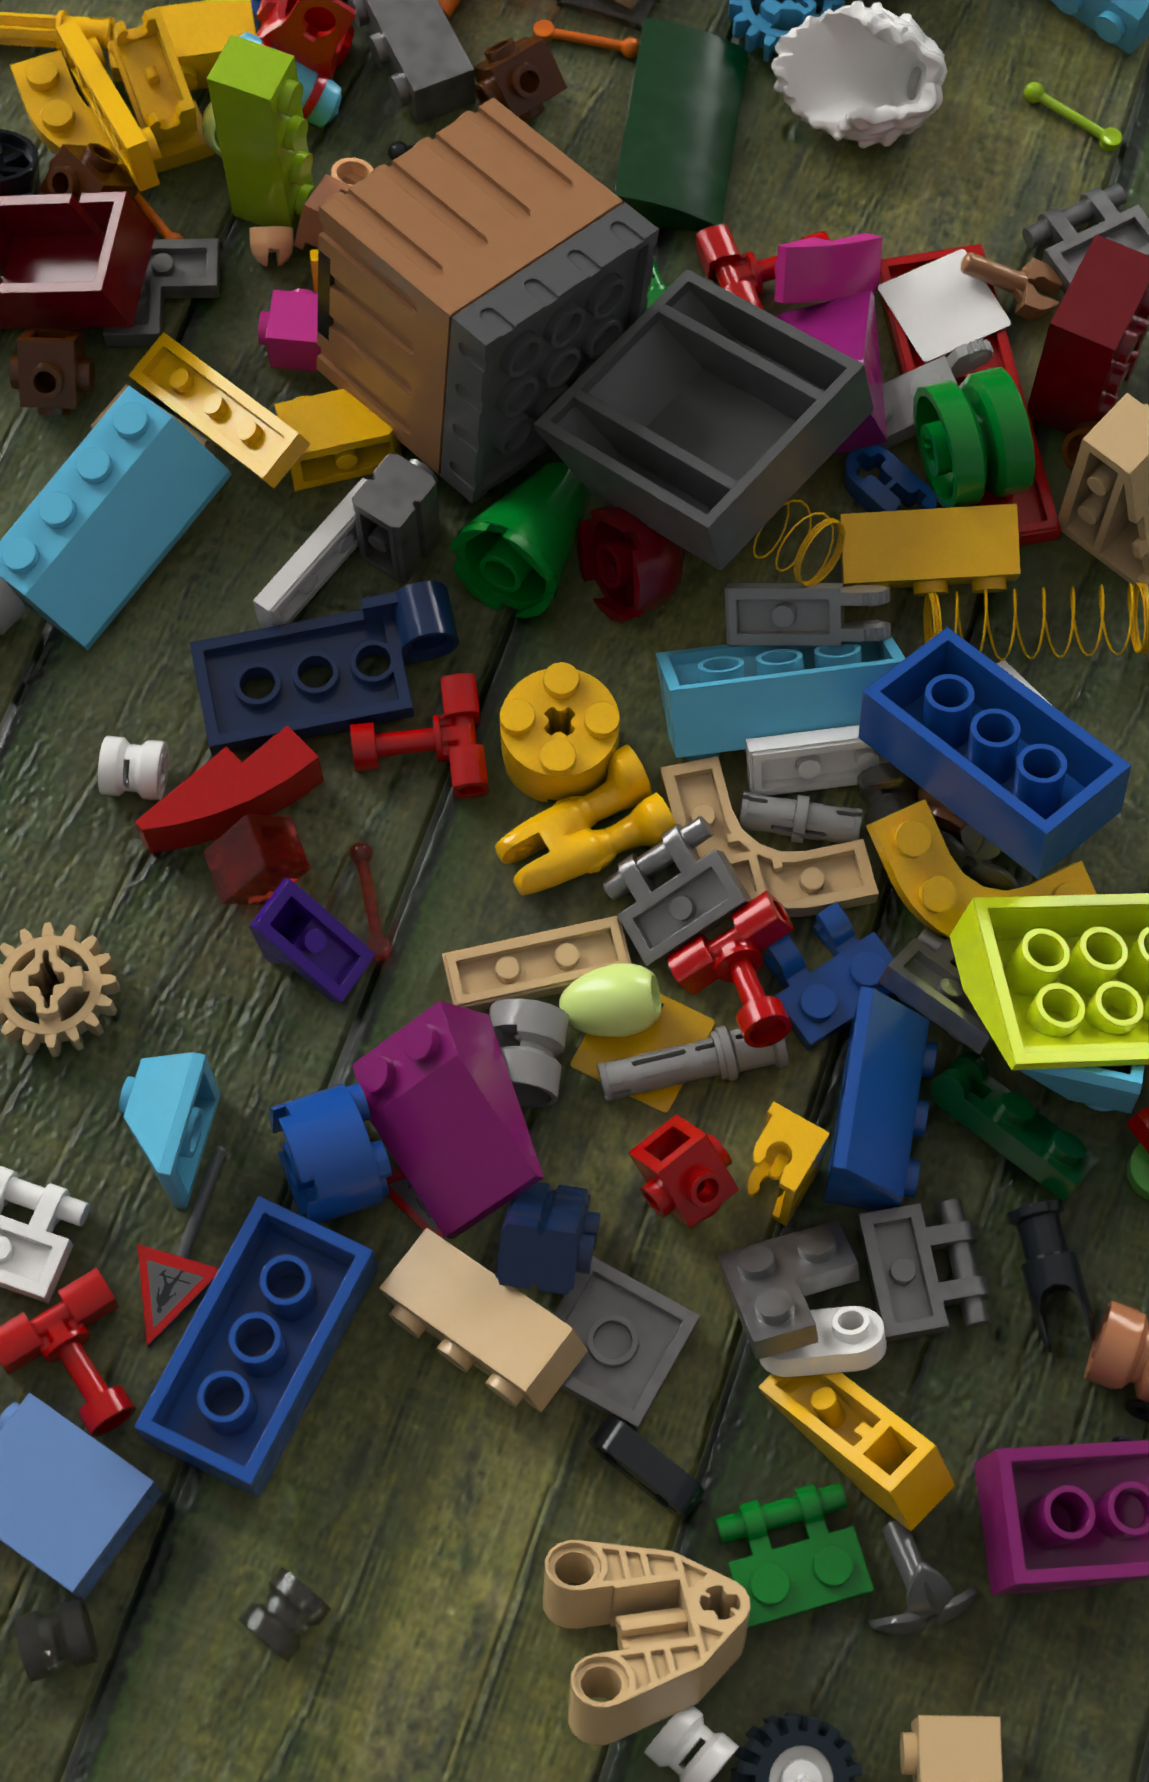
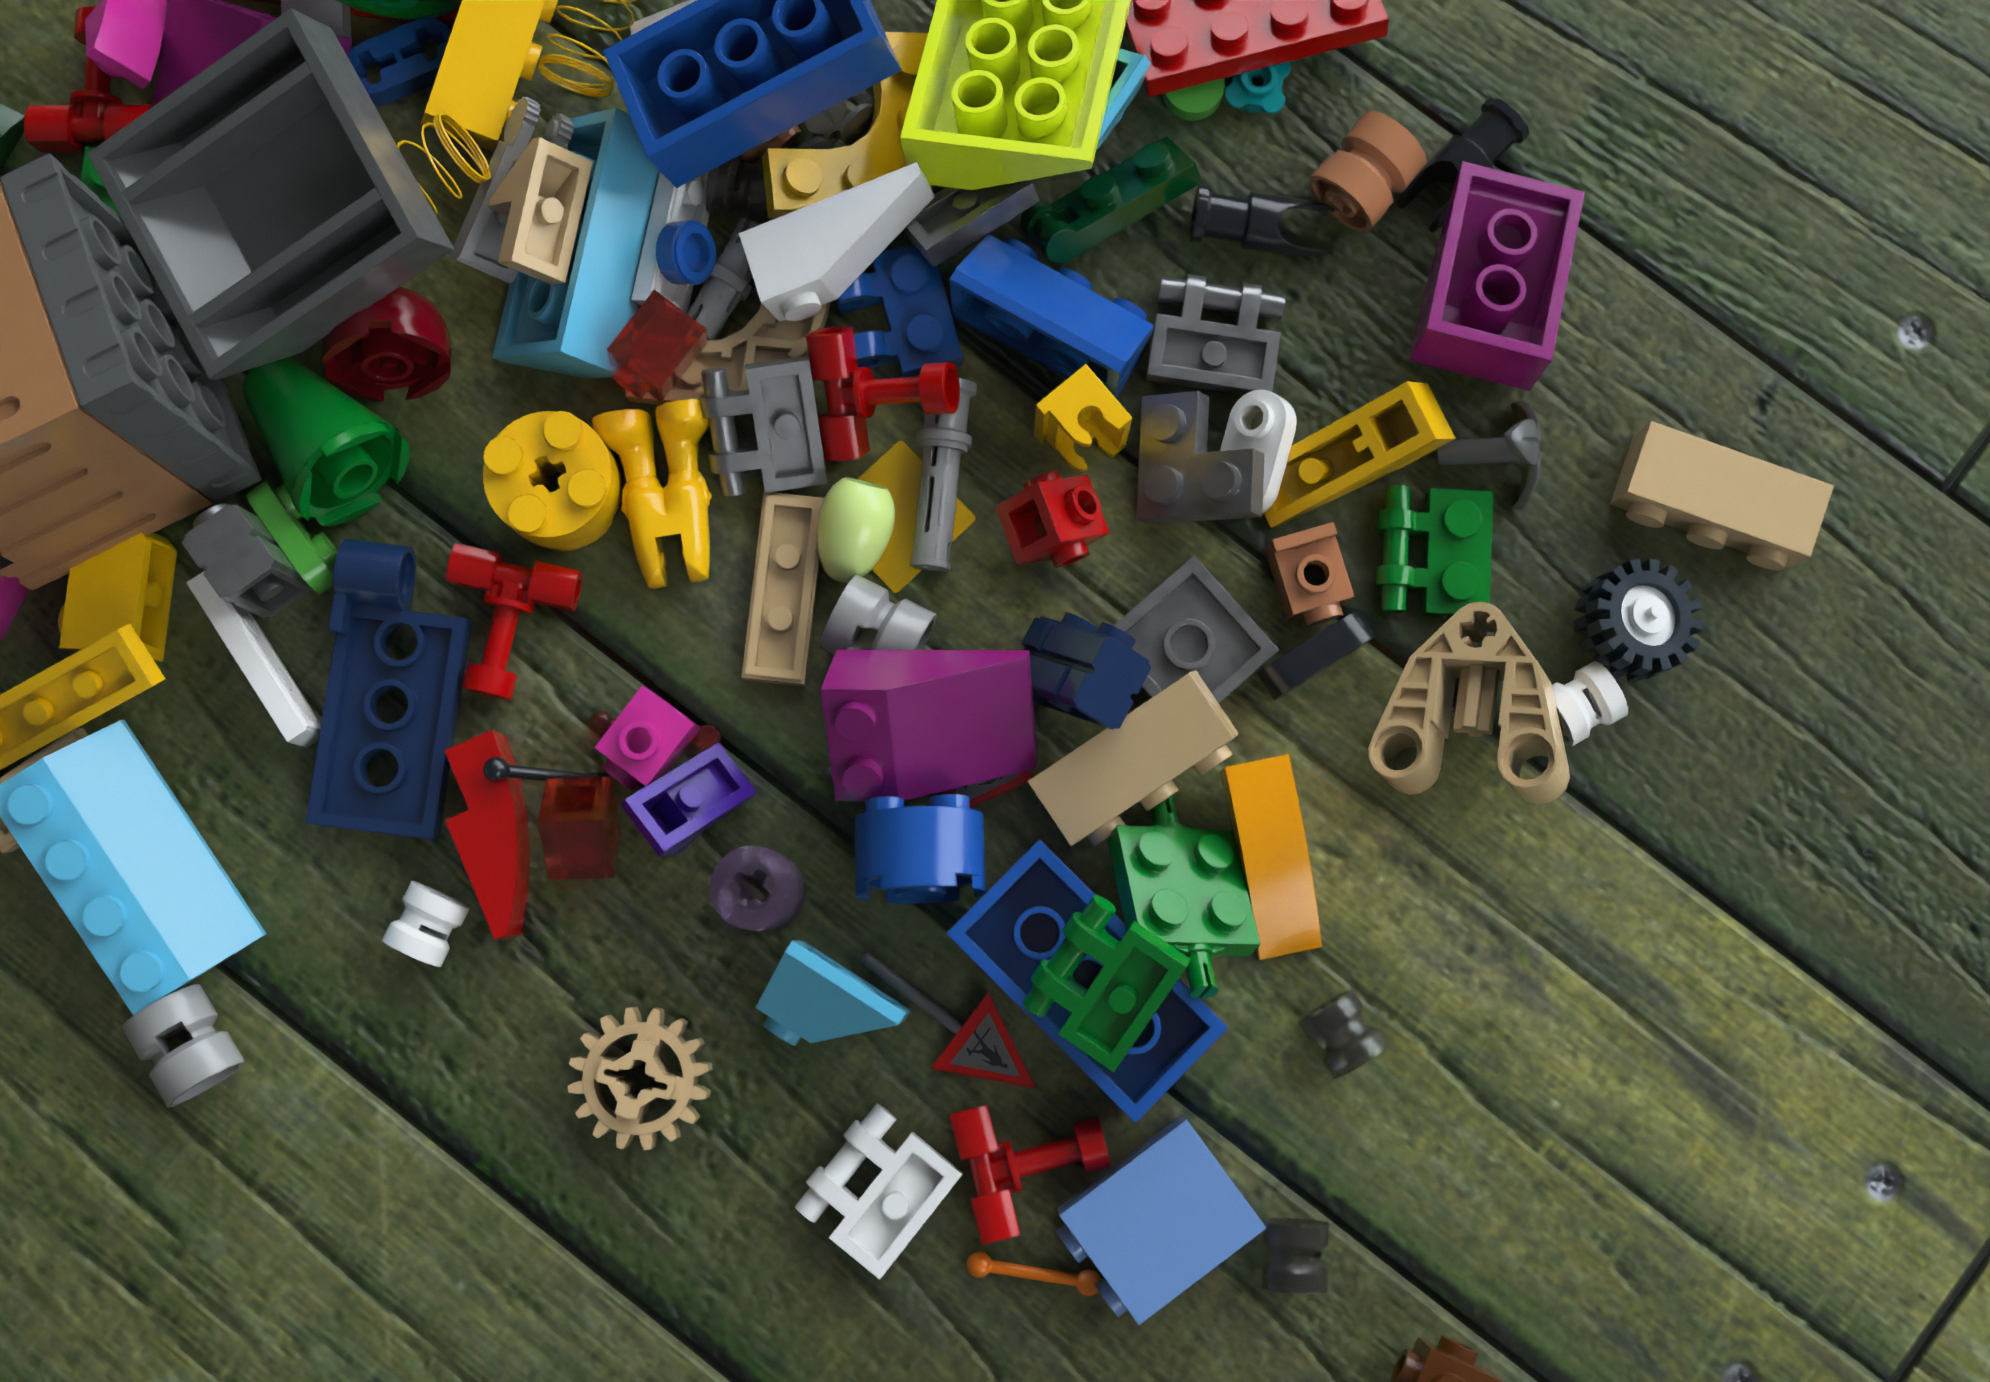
camera: 70 degrees left, 15 degrees up
(248, 1024) = (734, 897): none -> clear purple piece
(252, 1363) = (1123, 994): none -> green plate
(283, 771) = (497, 769): none -> black hinge
(356, 887) = (645, 739): none -> dark pink brick
(368, 1407) = (1185, 891): none -> green plate
(431, 552) = (309, 554): none -> bright green plate
(435, 1488) = (1273, 854): none -> light orange slope
(704, 769) = (655, 348): none -> clear red brick
(715, 1461) = (1287, 561): none -> nougat brick
(790, 636) = (543, 209): none -> tan slope
(806, 769) = (685, 252): none -> blue tile
(859, 882) = (828, 244): none -> white slope

